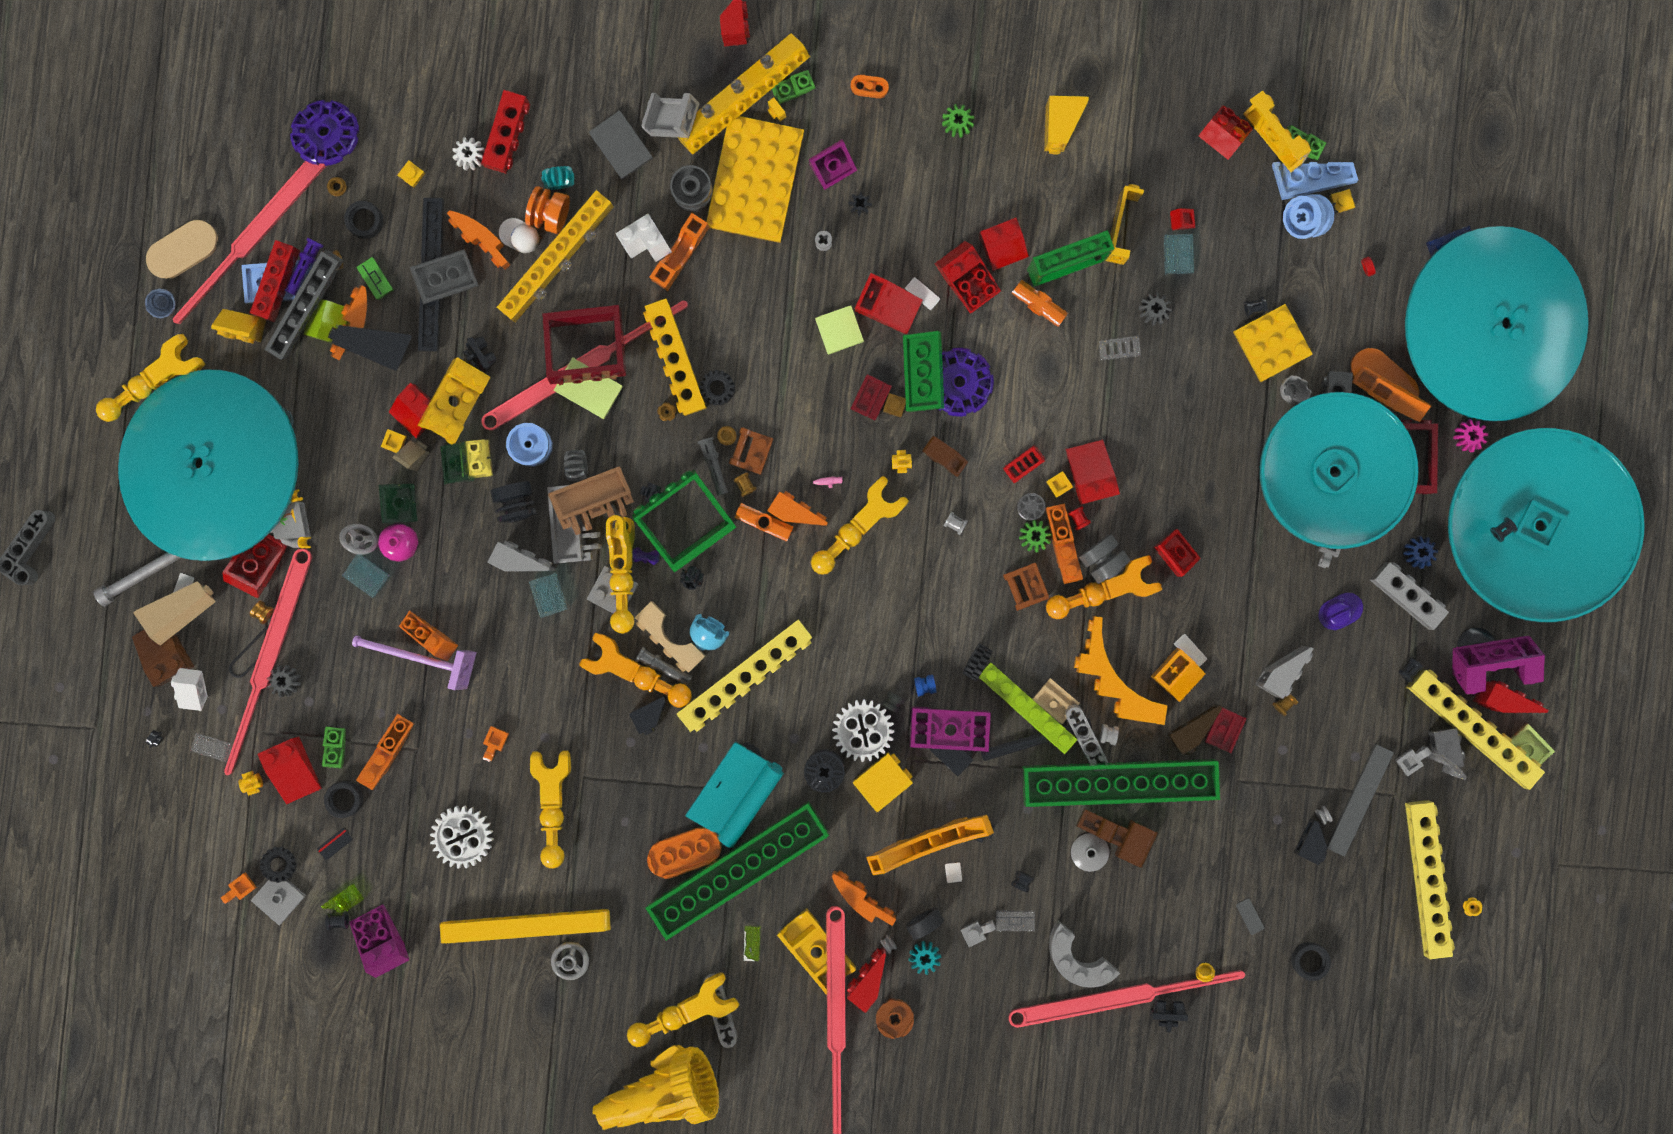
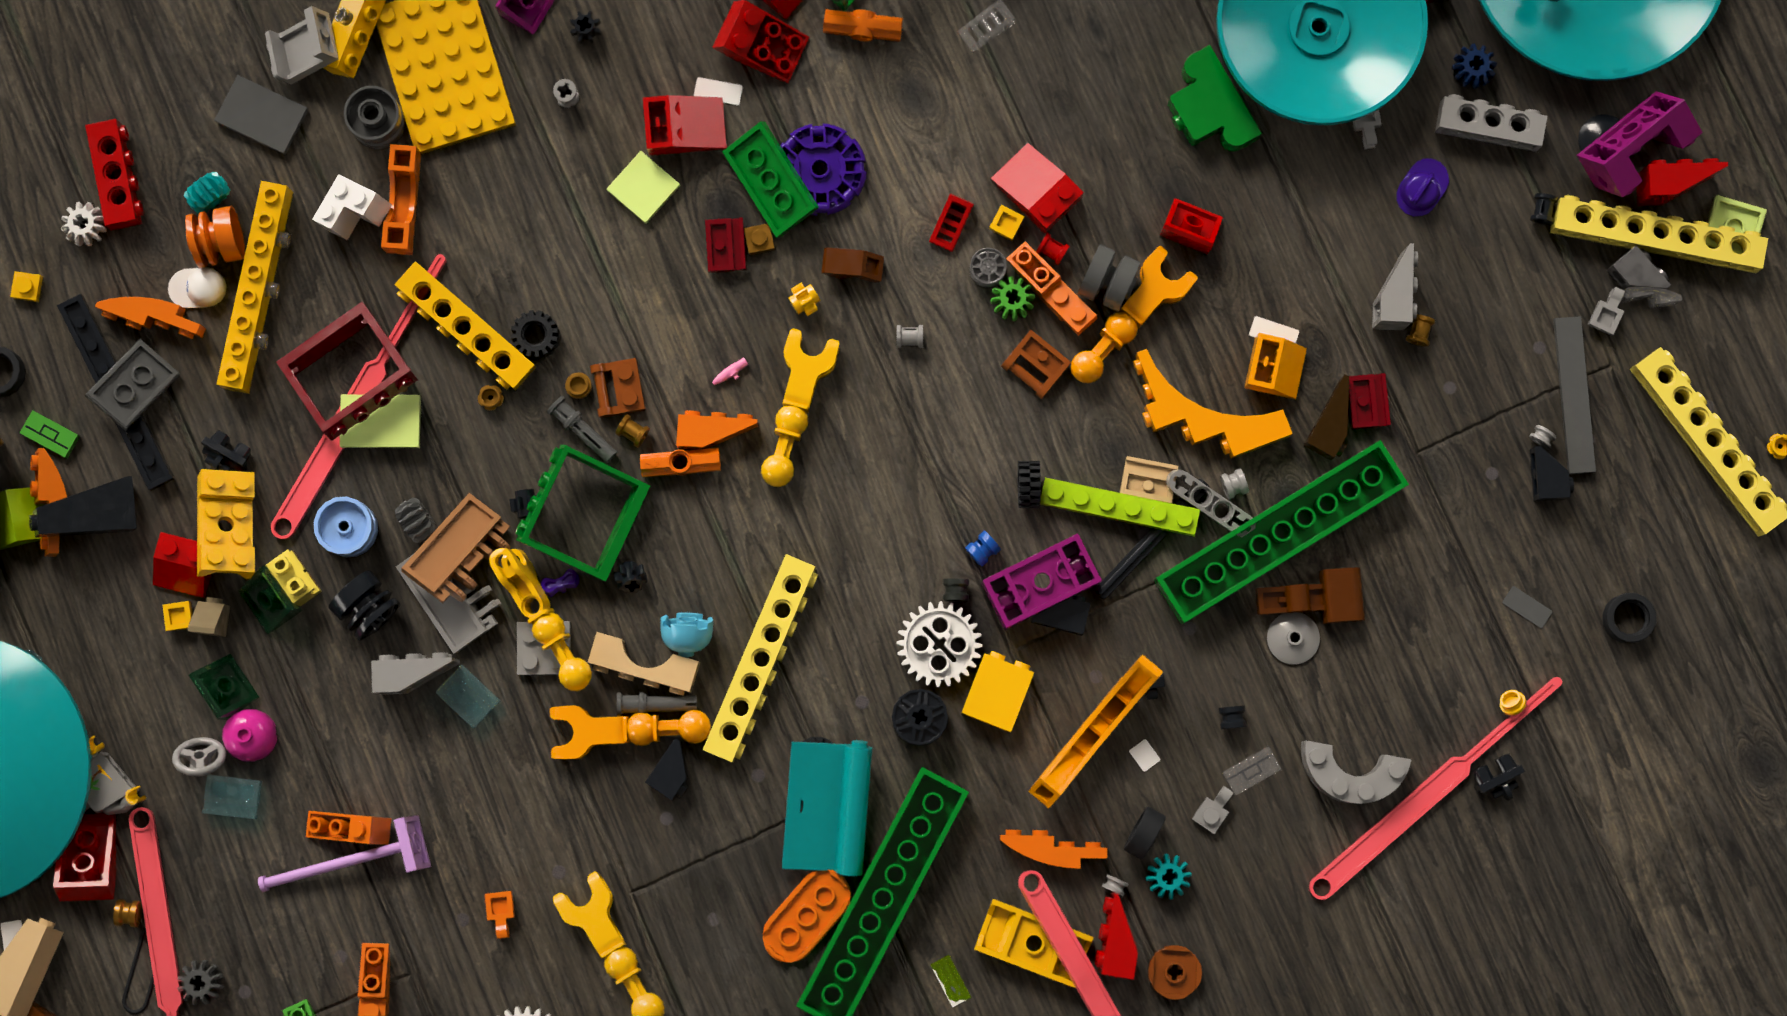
camera: 30 degrees left, 5 degrees down
(1235, 482) = (1211, 104): none -> green brick

